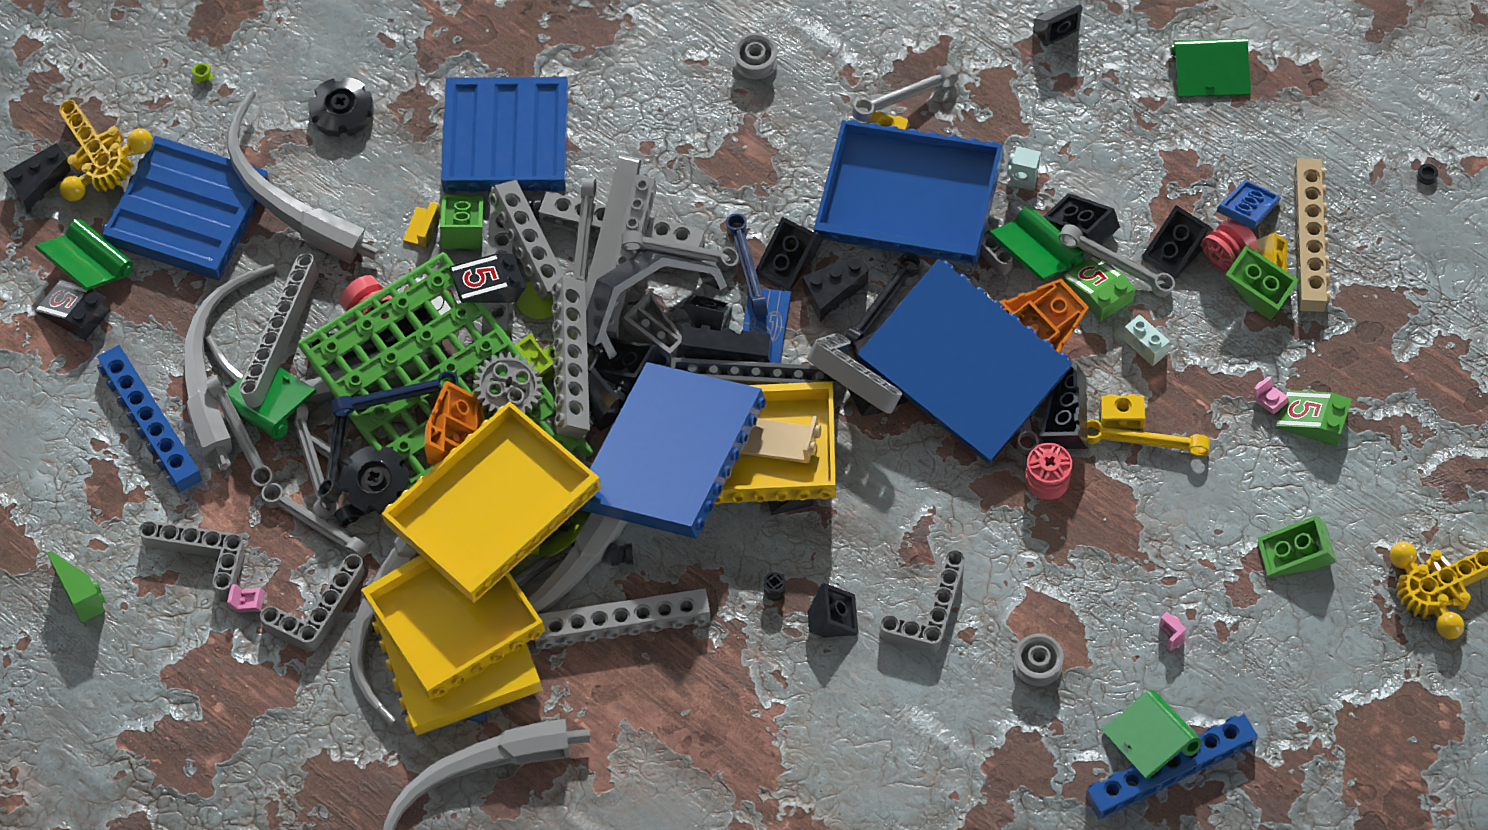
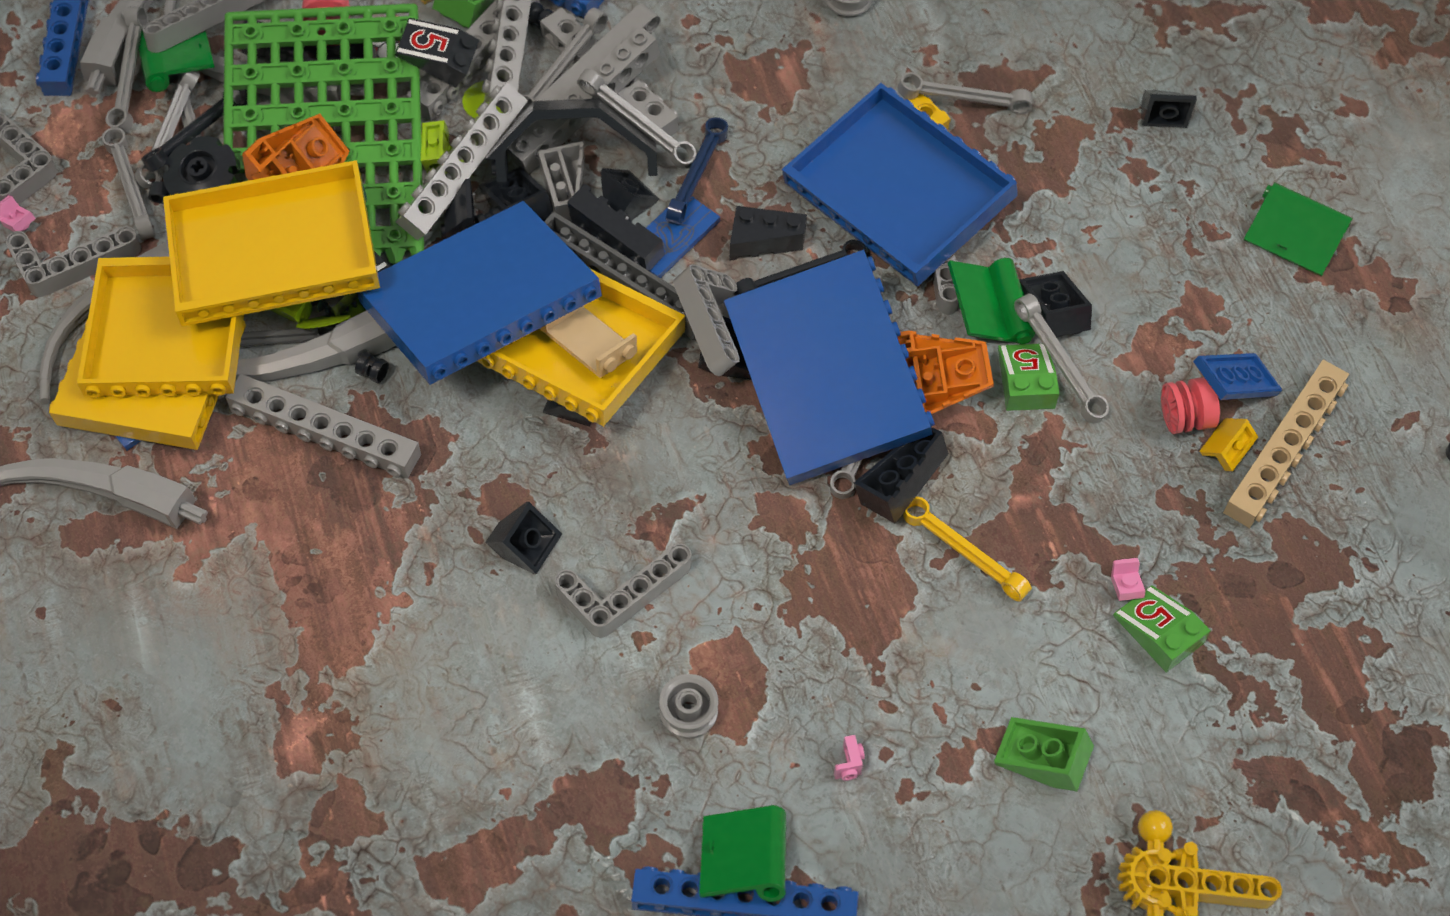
camera: 30 degrees right, 0 degrees up
(346, 405) = (221, 90): dark blue piece -> none
(513, 369) = (396, 141): light grey gear -> none
(773, 591) = (488, 480): black wheel -> none
(788, 253) = (745, 180): black slope -> none
(1024, 168) = (1031, 221): light aqua brick -> none
(1048, 471) = (839, 523): coral wheel -> none
(1113, 418) = (965, 520): yellow brick -> none
(1146, 340) = (1036, 452): light aqua brick -> none
(1177, 242) = (1138, 374): black slope -> none
(1260, 282) = (1196, 459): bright green slope -> none

